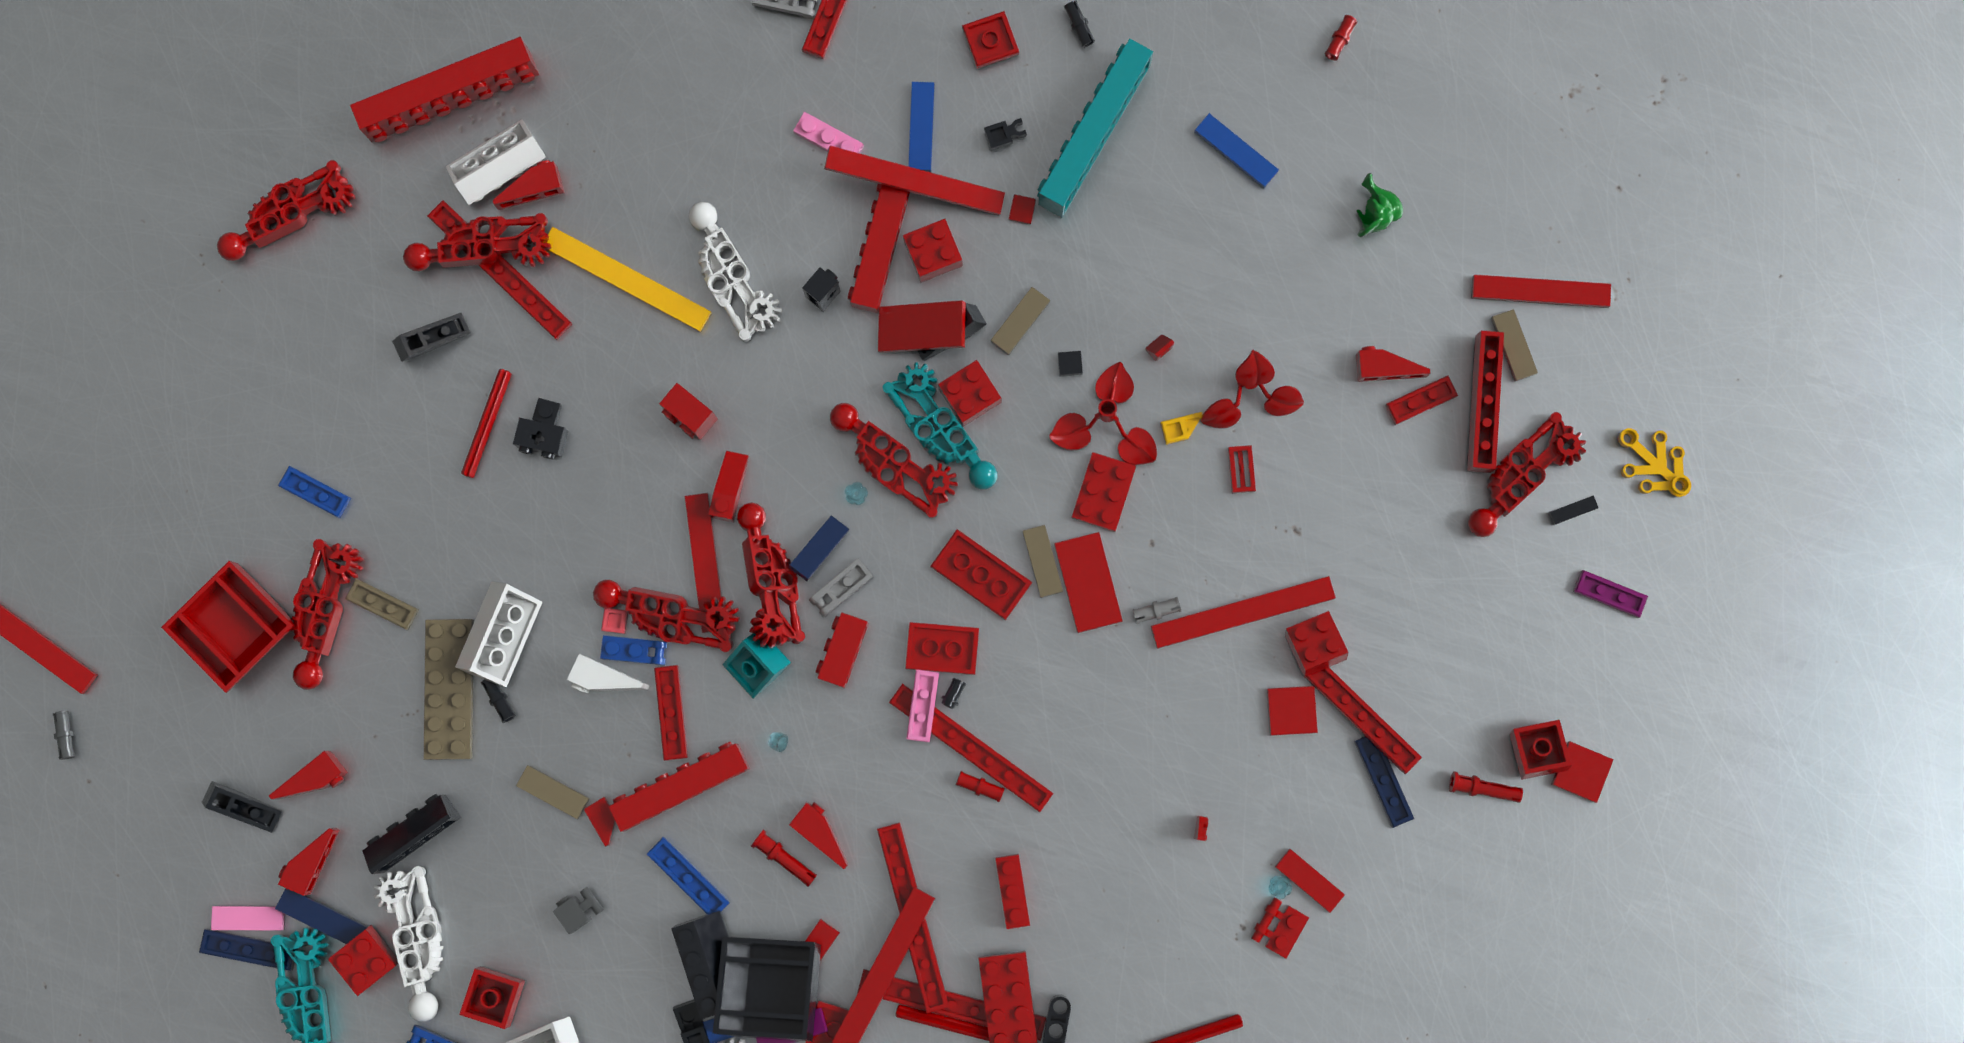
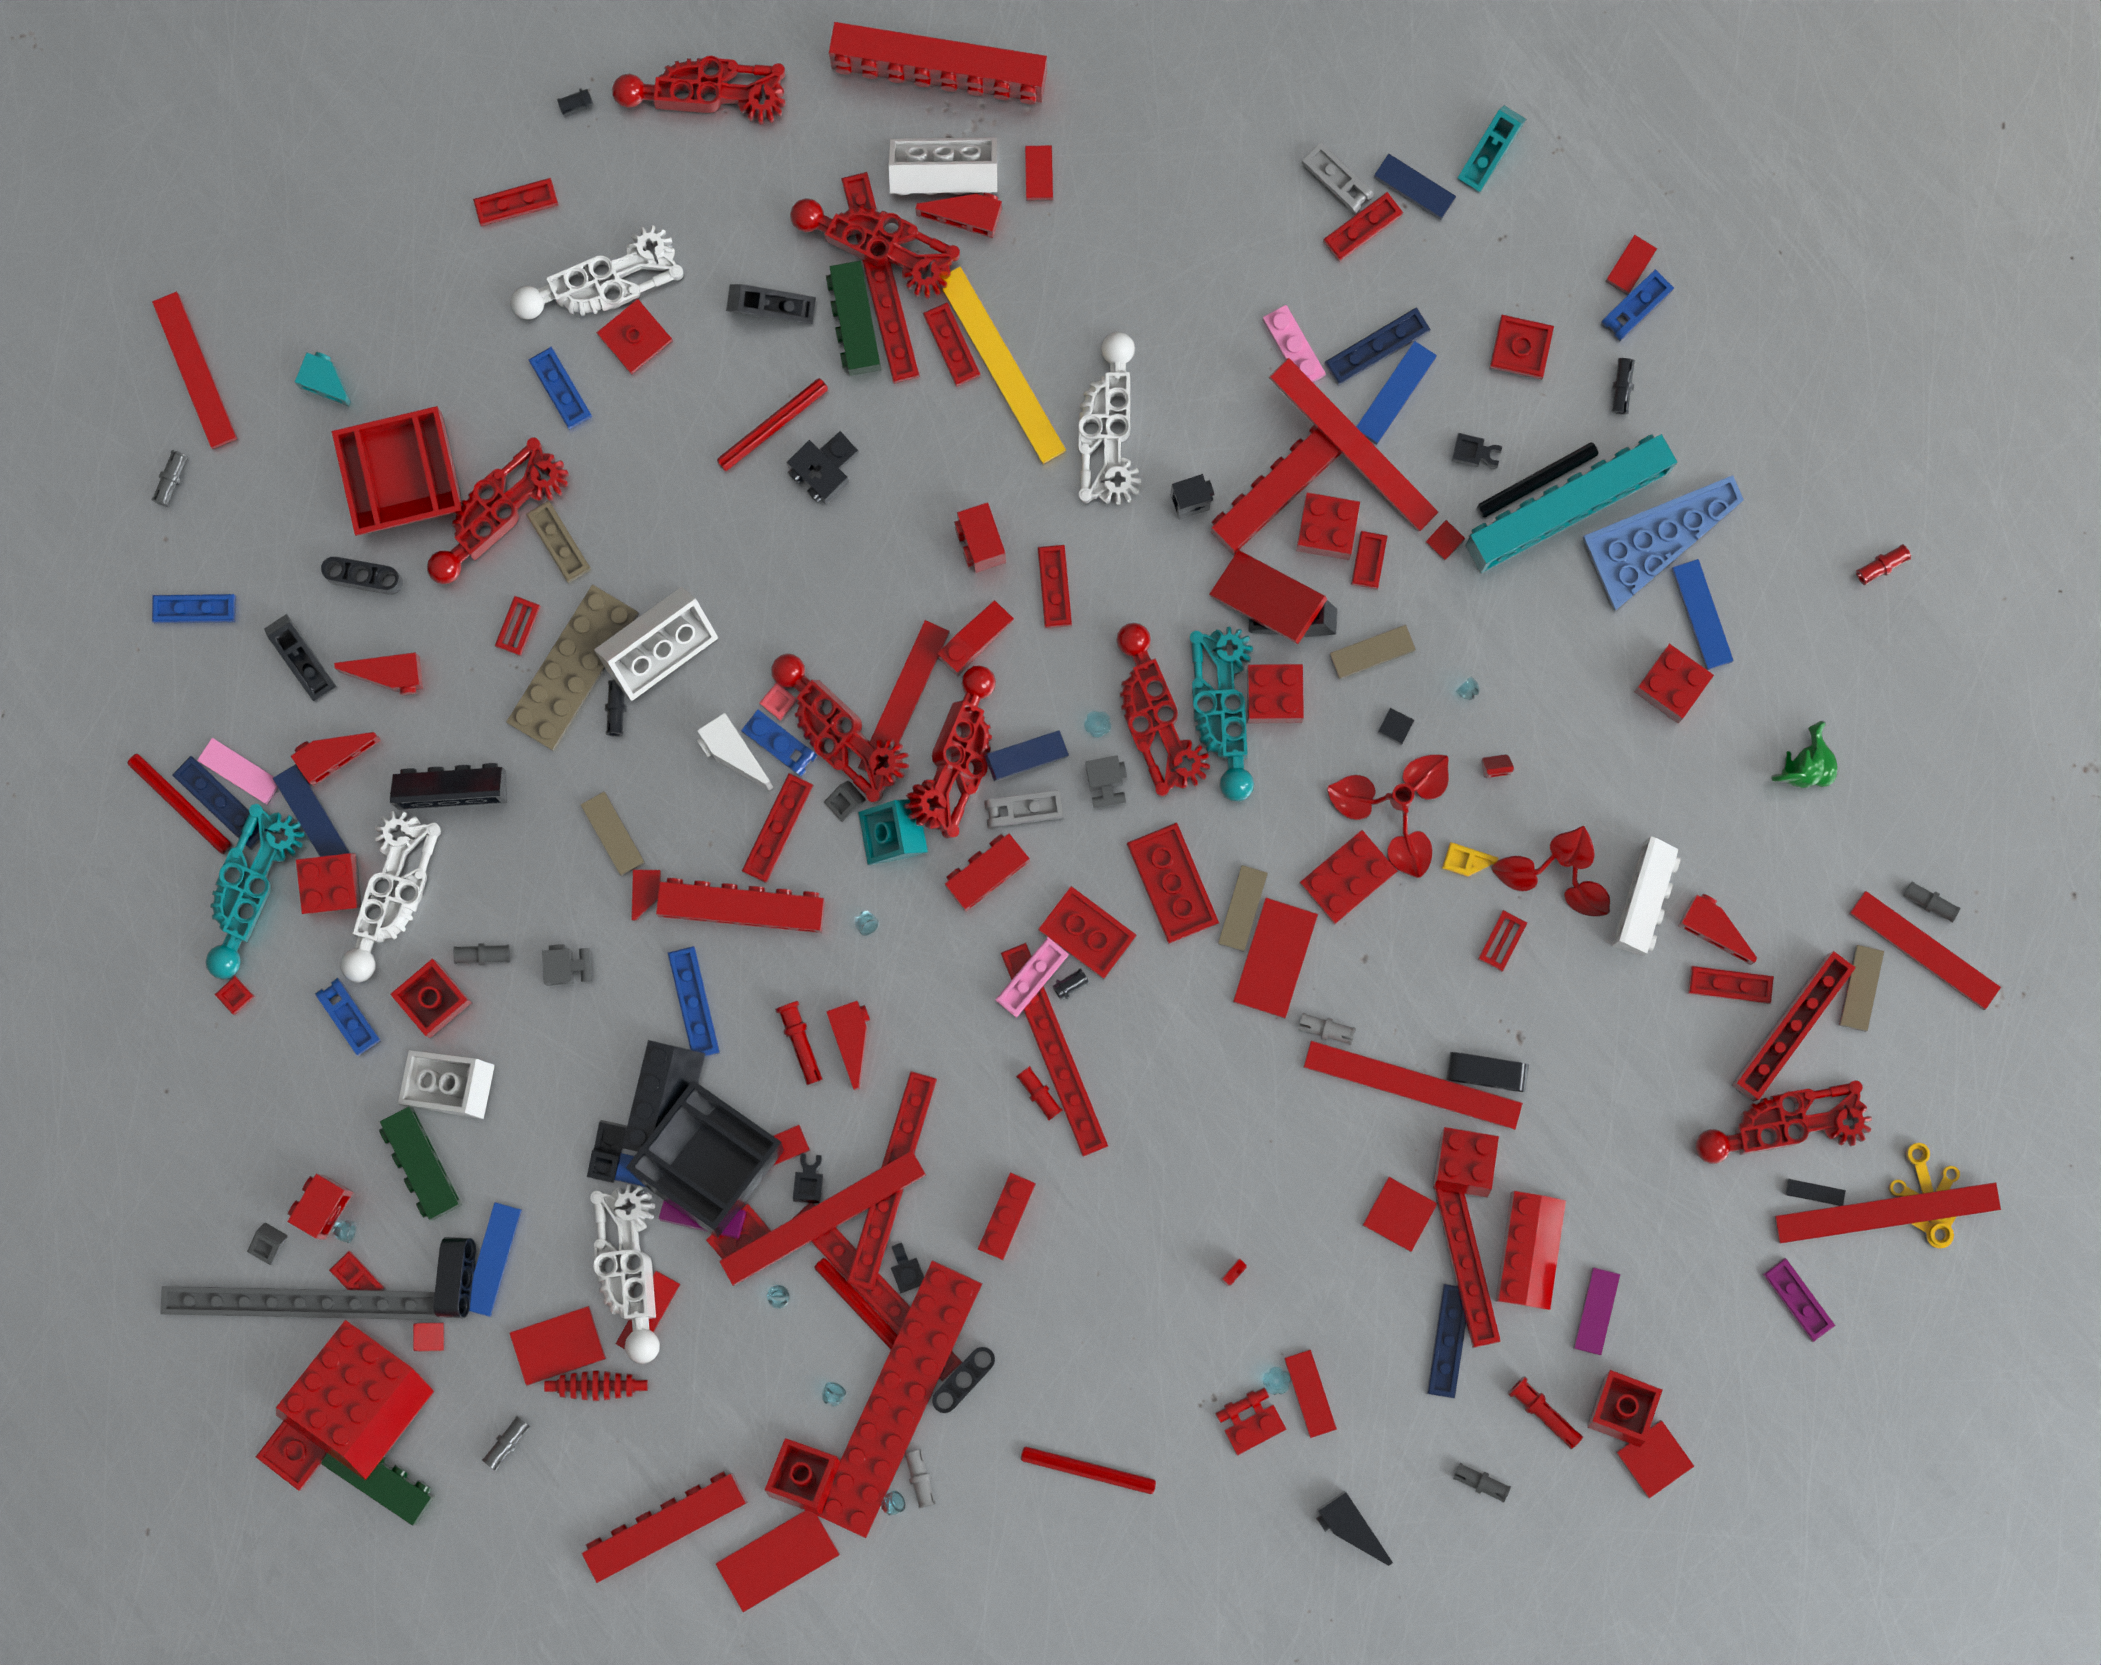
camera: 30 degrees right, 0 degrees up
(132, 592) = (322, 378): none -> teal slope
(140, 819) = (194, 608): none -> blue tile
(197, 278) = (575, 101): none -> black pin
(198, 377) = (515, 202): none -> red tile
(217, 970) = (179, 803): none -> red axle
(239, 718) = (351, 567): none -> black beam
(295, 412) = (589, 297): none -> white arm
(346, 421) = (634, 336): none -> red plate
(398, 682) = (527, 630): none -> red tile
(499, 310) = (855, 318): none -> dark green brick
(510, 940) = (481, 954): none -> dark grey pin
(568, 125) = (1039, 172): none -> red tile
(581, 286) = (951, 344): none -> red tile
(707, 662) = (844, 800): none -> dark grey slope
(763, 414) = (1054, 586): none -> red tile
(854, 957) = (808, 1183): none -> black plate
(884, 527) = (1104, 775): none -> dark grey brick
(887, 102) = (1377, 346): none -> dark blue tile
(965, 977) = (907, 1272): none -> black plate
(977, 257) = (1369, 560): none -> red tile
(1060, 126) = (1538, 479): none -> black axle
(1105, 305) = (1469, 689): none -> clear light blue hinge
(1166, 123) = (1643, 545): none -> medium blue wing
(1247, 211) = (1674, 683): none -> red brick
(1290, 569) = (1487, 1072): none -> black beam
(1323, 374) = (1645, 897): none -> white slope
(1398, 959) = (1347, 1523): none -> black slope
(1400, 679) = (1530, 1250): none -> red slope
(1472, 867) = (1482, 1482): none -> dark grey pin
(1475, 692) = (1596, 1311): none -> magenta tile
(1525, 253) = (1932, 901): none -> dark grey pin
(1634, 492) = (1887, 1212): none -> red tile

